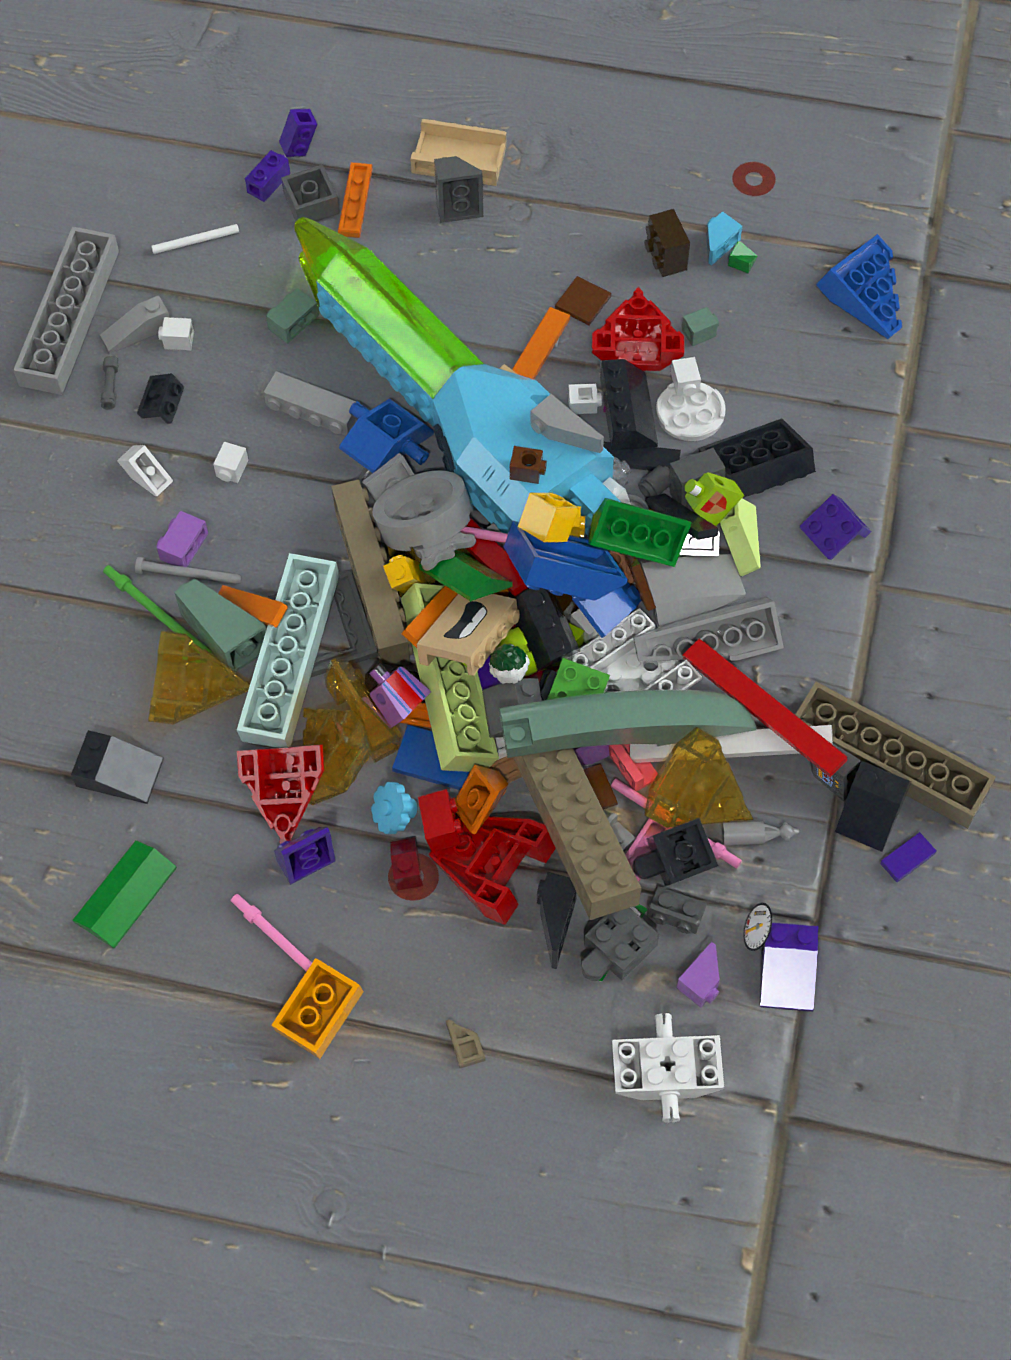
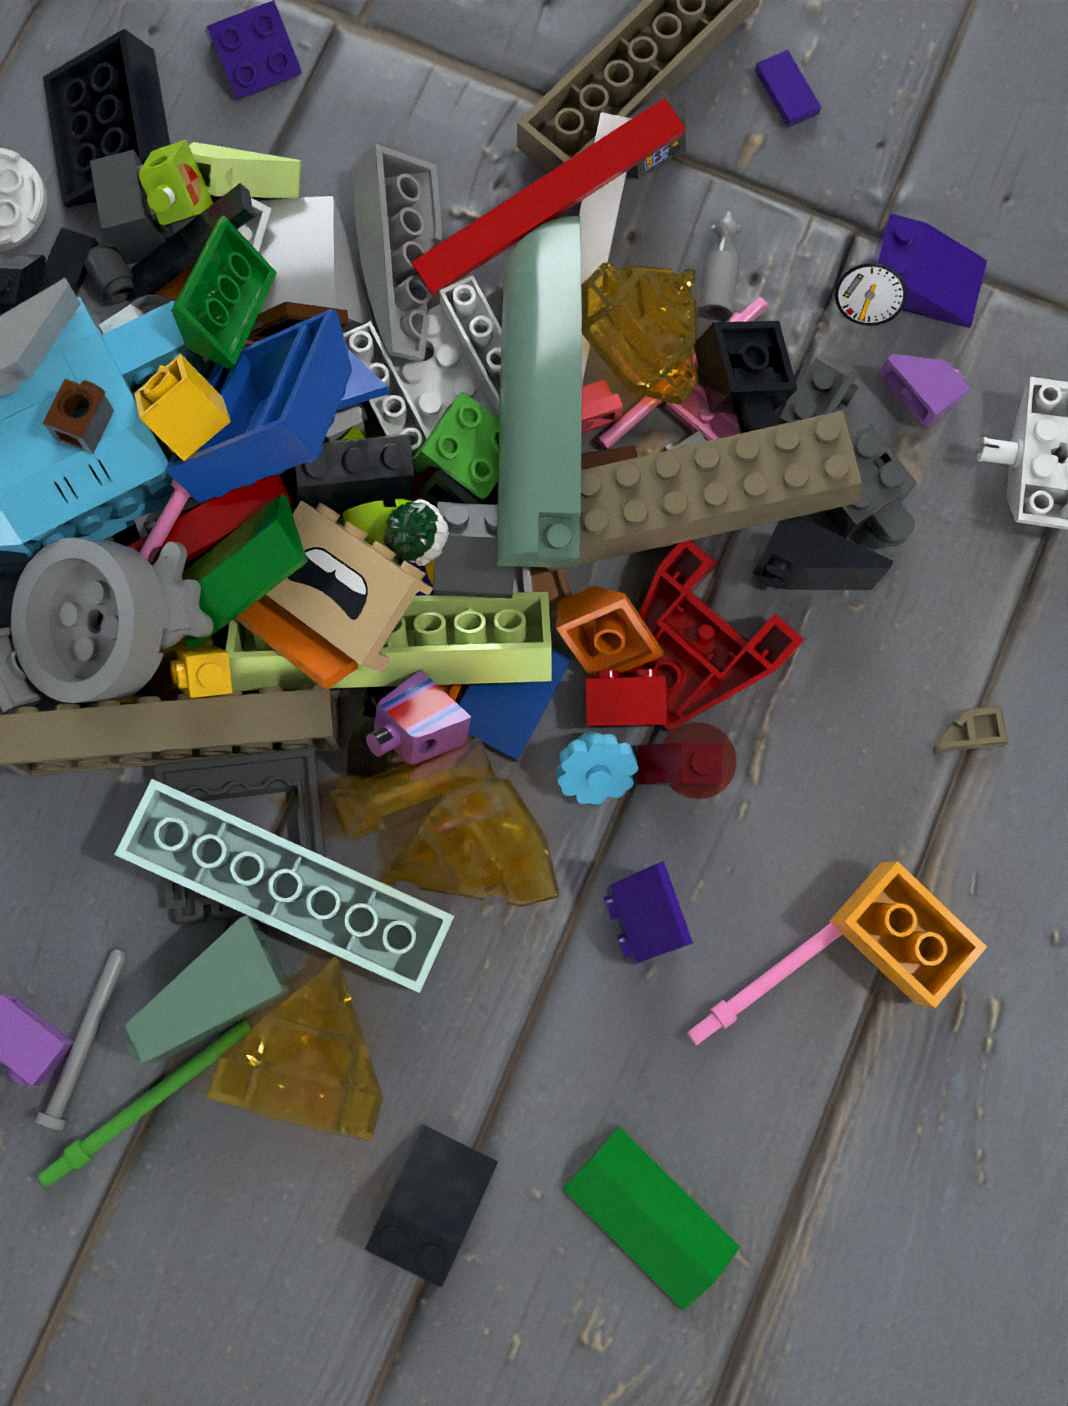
camera: 85 degrees left, 15 degrees up
(262, 608) = (193, 934): orange tile -> none
(282, 783) = (517, 930): red wedge -> none
(872, 806) = (720, 97): black slope -> none

